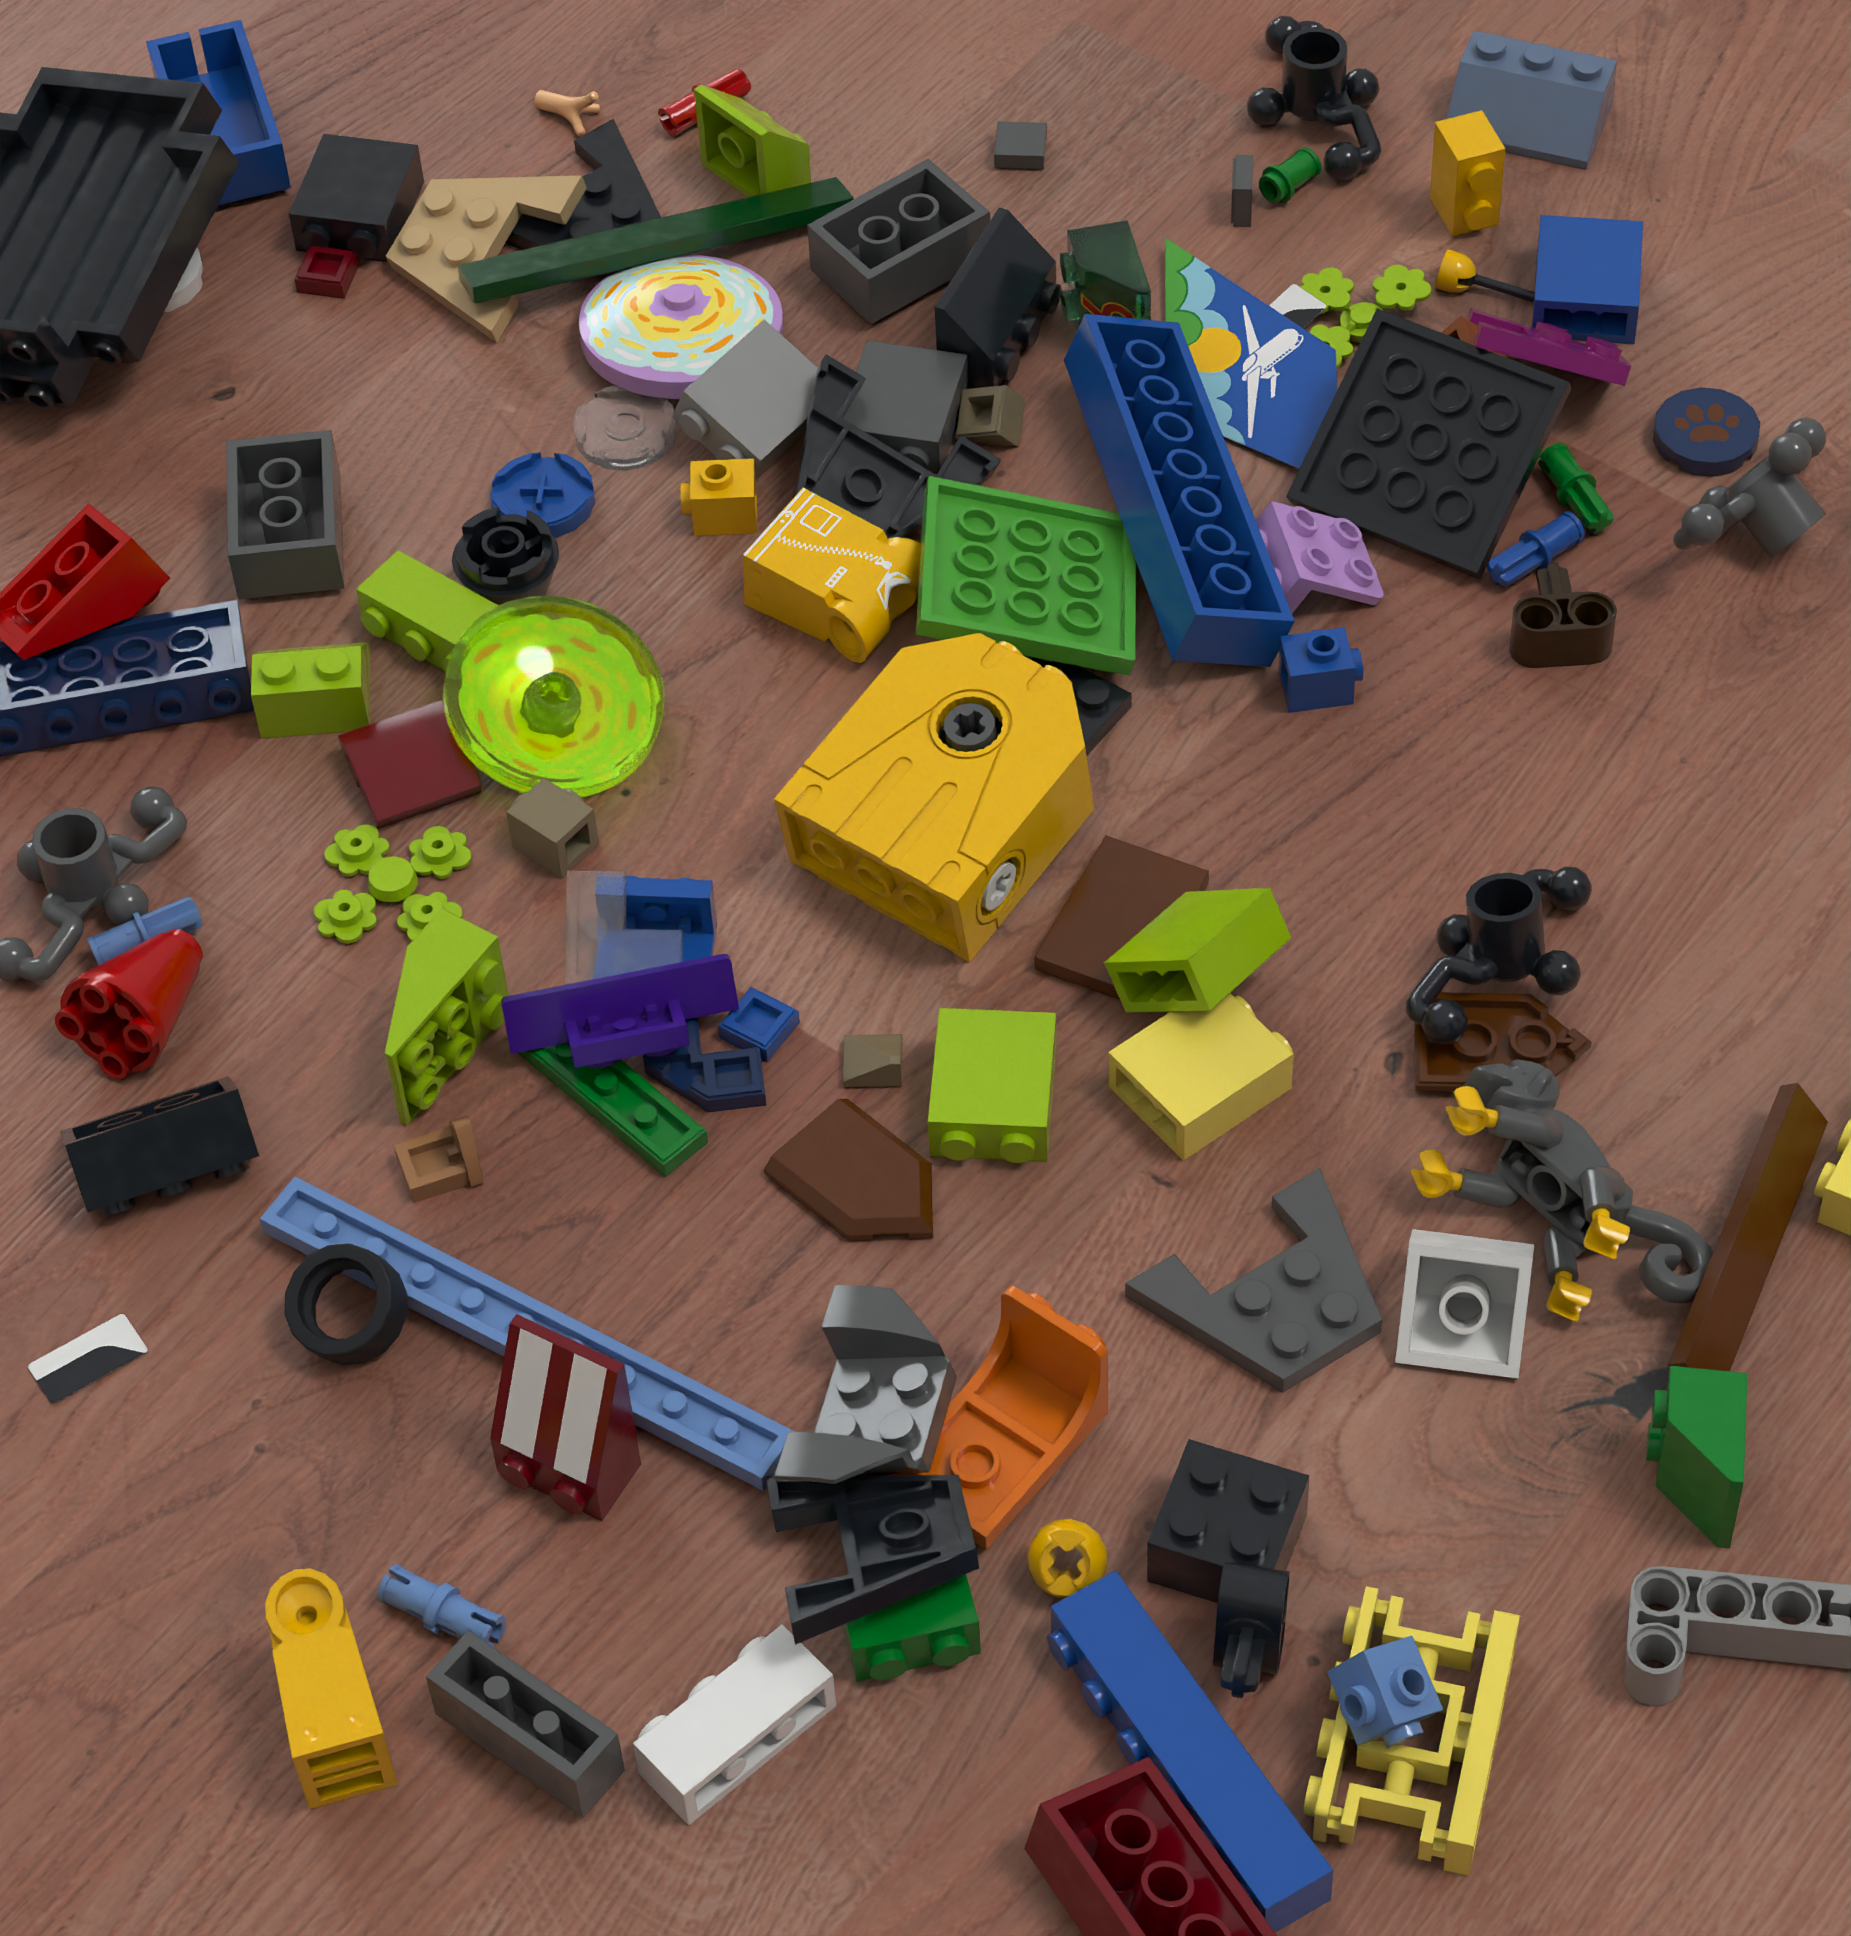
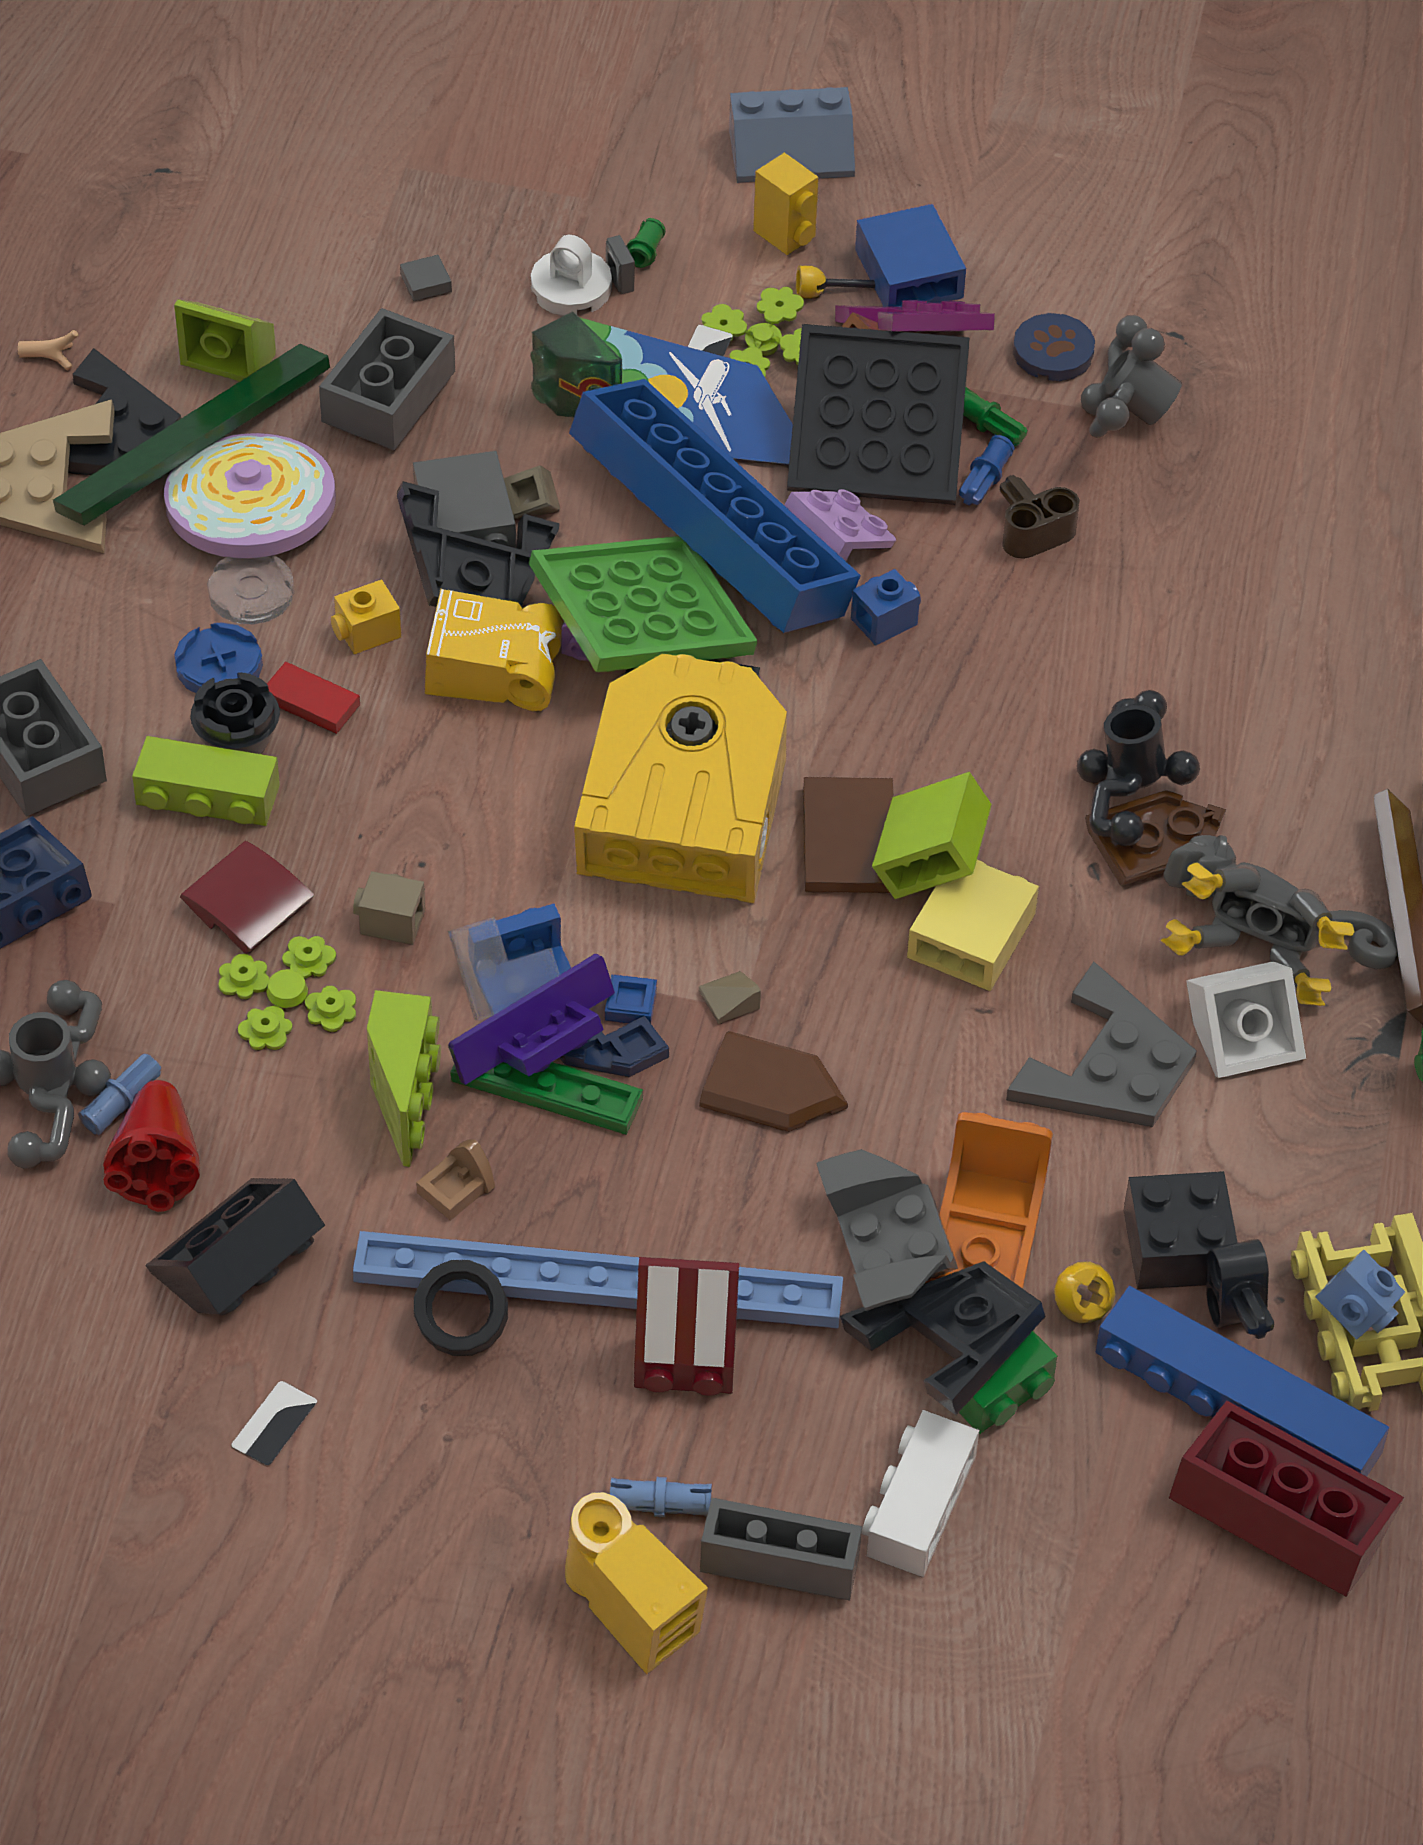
camera: 30 degrees left, 0 degrees up
(311, 689) = (136, 864): lime slope -> none
(553, 695) = (336, 808): clear neon green dish -> none
(614, 567) = (313, 697): none -> red tile
(682, 112) = (156, 315): red axle -> none
(750, 400) = (352, 534): light grey brick -> none
(992, 1085) = (833, 983): lime brick -> none
(997, 301) = (495, 403): black slope -> none
(1181, 191) = (571, 278): none -> white tile
(1320, 91) = (634, 168): black wheel -> none

